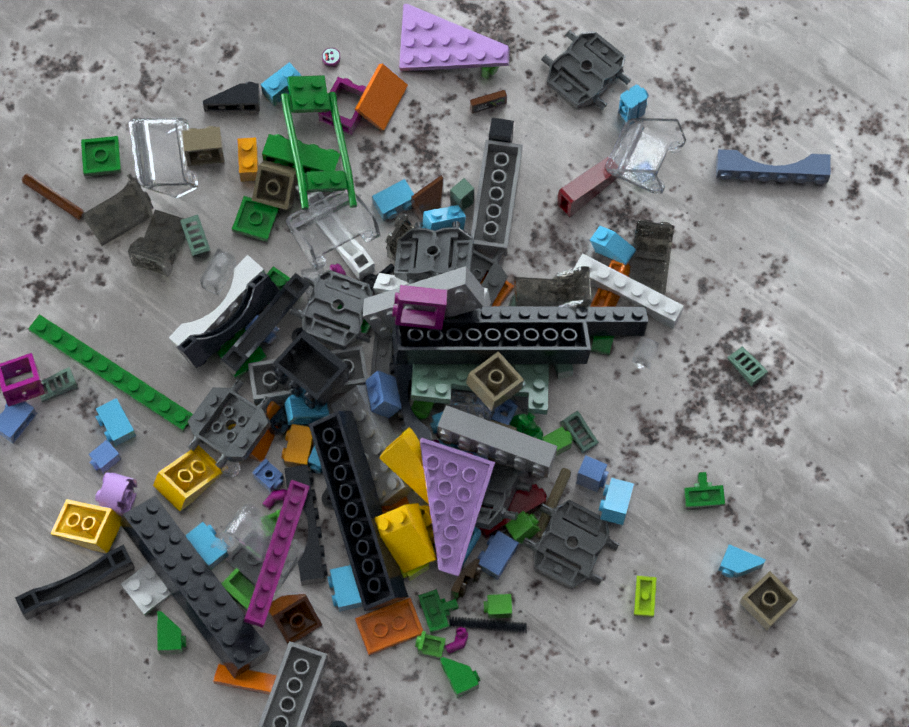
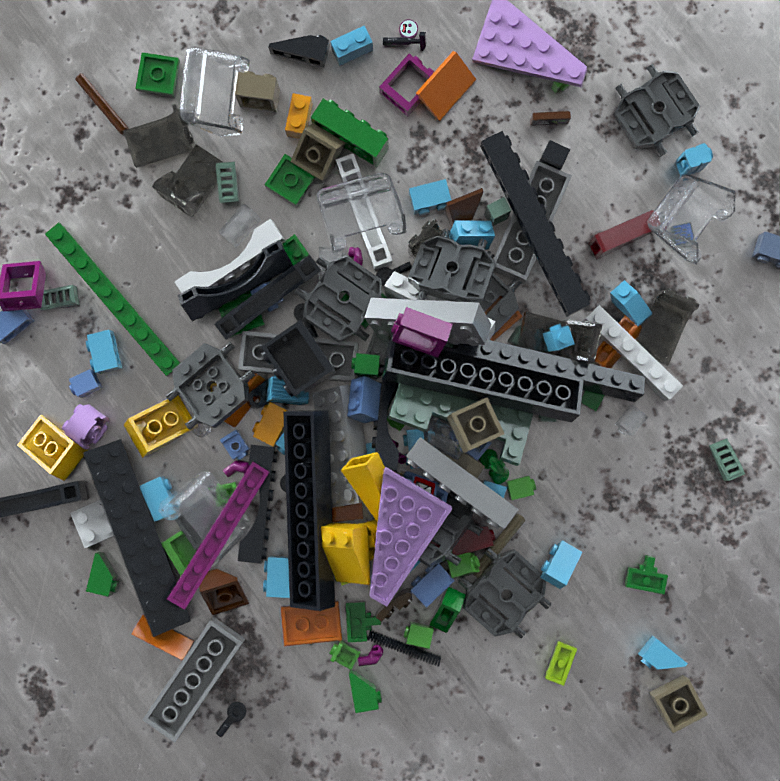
camera: 20 degrees right, 15 degrees up
(310, 95) = (373, 67): green plate -> none
(332, 67) = (406, 41): none -> black piece
(376, 360) = (366, 365): none -> green slope
(500, 195) = (535, 224): none -> black brick
(519, 575) = (447, 609): none -> green slope
(552, 291) = (558, 337): none -> medium azure brick
(584, 428) = (535, 475): sand green slope -> none
(592, 474) = (545, 532): medium blue brick -> none

